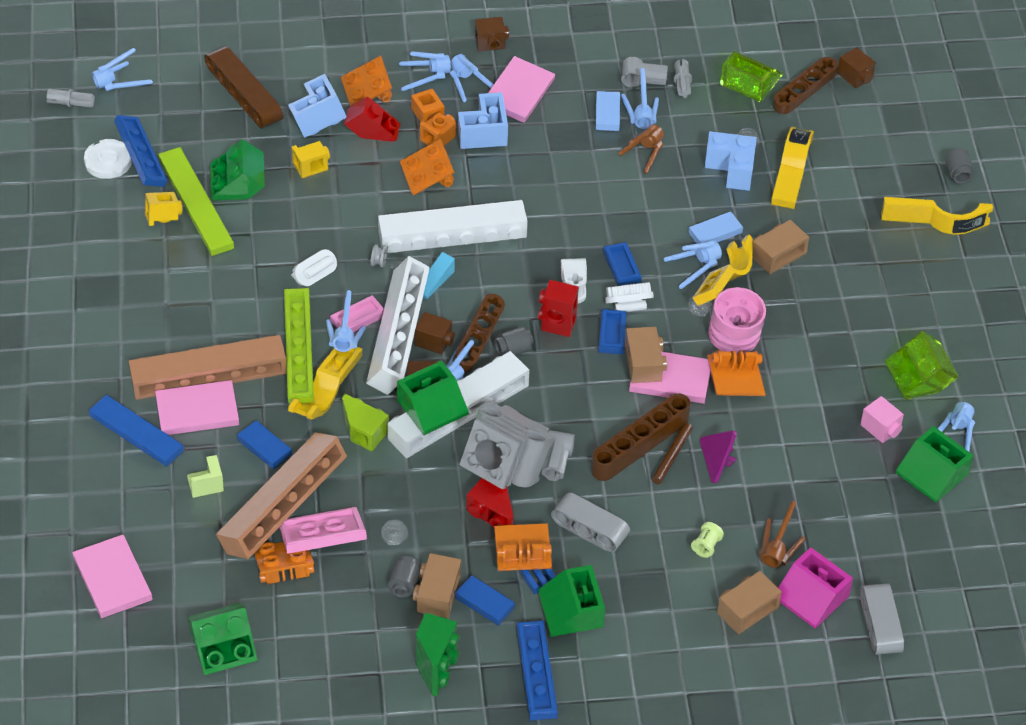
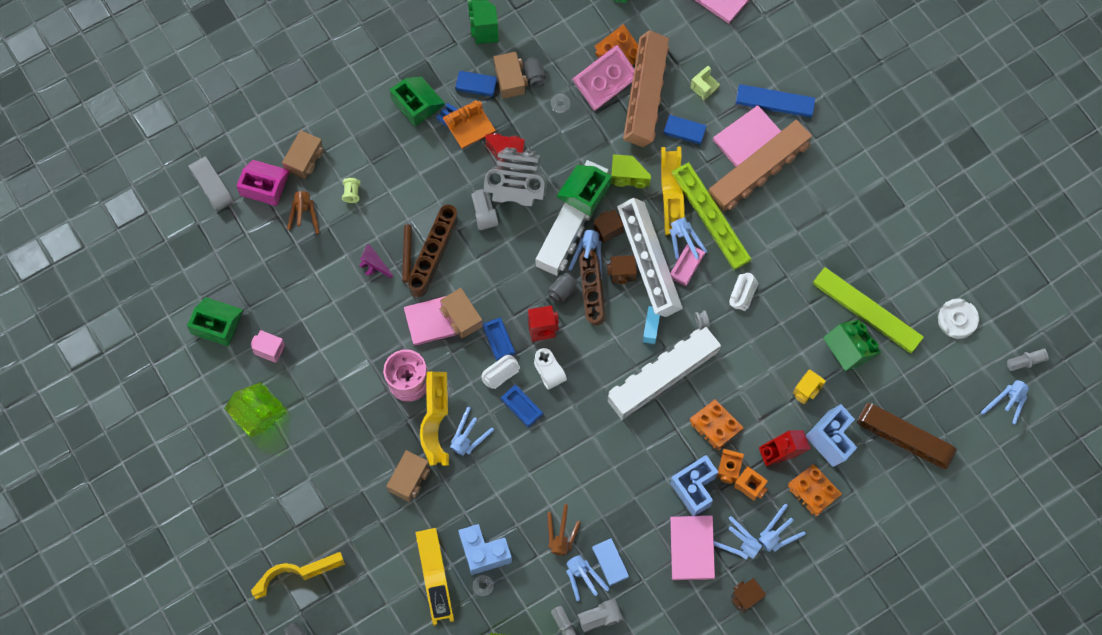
camera: 155 degrees right, 20 degrees up
(140, 151) = (939, 333): blue tile -> none
(162, 207) = (890, 283): yellow brick -> none
(536, 670) = (419, 52): blue tile -> none
(590, 522) = (435, 167): light grey beam -> none
(716, 229) = (466, 475): light blue tile -> none
(736, 373) = (389, 337): orange hinge -> none
(961, 418) = (212, 379): light blue plant -> none

